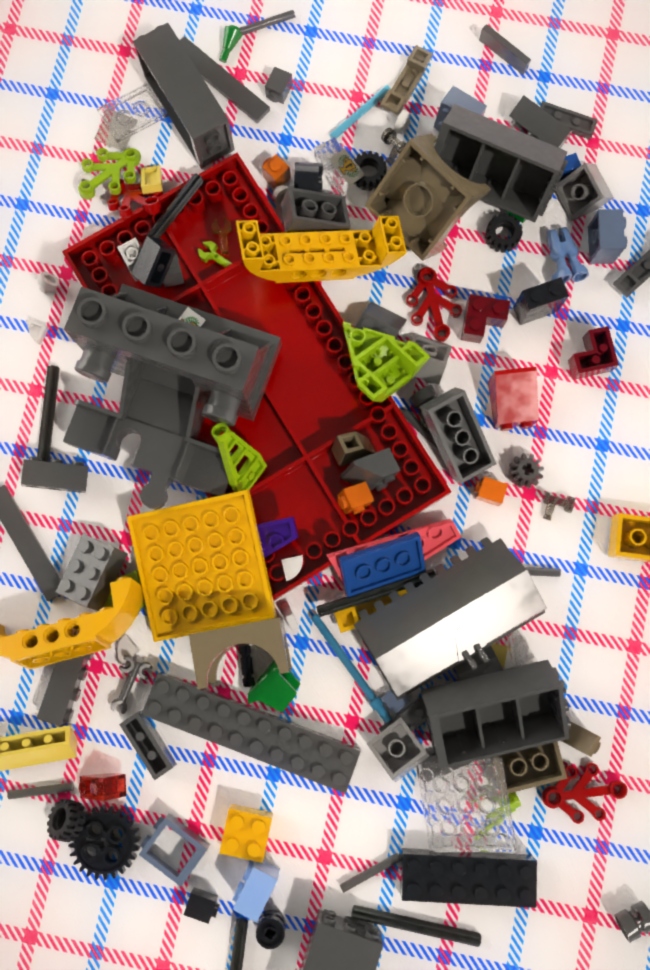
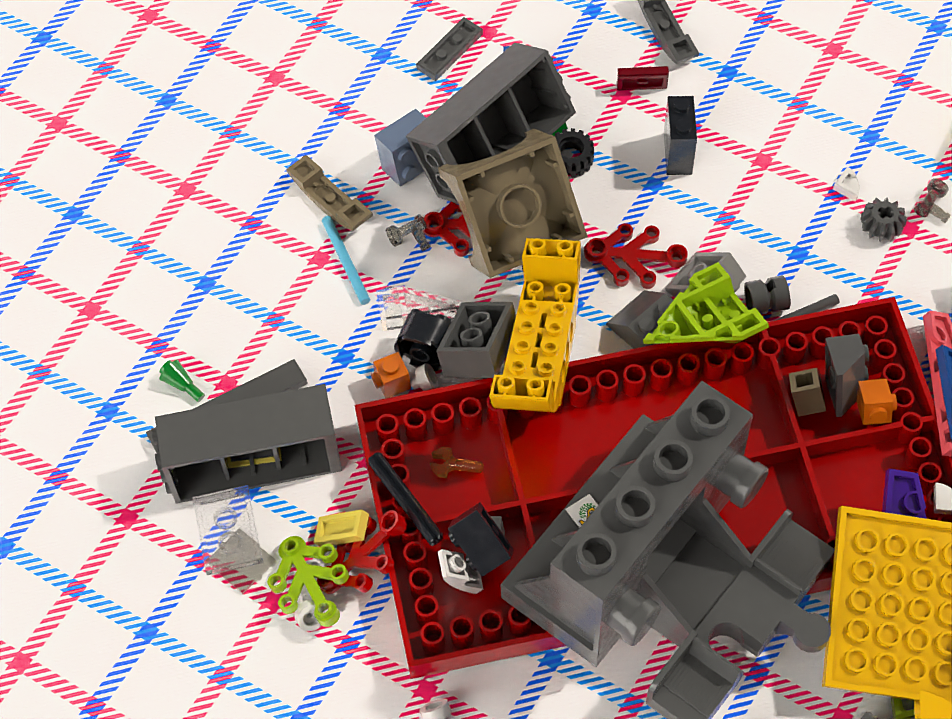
camera: 70 degrees left, 20 degrees down
(213, 255) = (480, 482): lime bar -> none
(253, 465) = (797, 506): lime plate -> none
(267, 22) = (171, 329): dark grey bar -> none
(278, 85) = (270, 338): dark grey brick -> none
(347, 167) = (422, 288): clear smoke sticker -> none
(371, 160) = (431, 258): black tyre -> none
(402, 122) = (383, 214): white tile -> none
(458, 435) = (824, 267): dark grey brick -> none
(482, 312) = (670, 208): dark red brick -> none
(490, 491) = (899, 263): orange brick -> none
(504, 49) = (334, 80): dark grey tile -> none
(514, 398) = (791, 202): slope -> none
(539, 123) = (448, 72): dark grey brick -> none
(551, 438) = (848, 184): none -> white tile
(562, 247) = (617, 100): medium blue piece -> none
(583, 191) = (561, 47): light grey slope -> none
(588, 260) = (642, 78): none -> dark red tile
(598, 355) = (761, 100): dark red brick -> none
(606, 236) = (619, 45): sand blue brick -> none

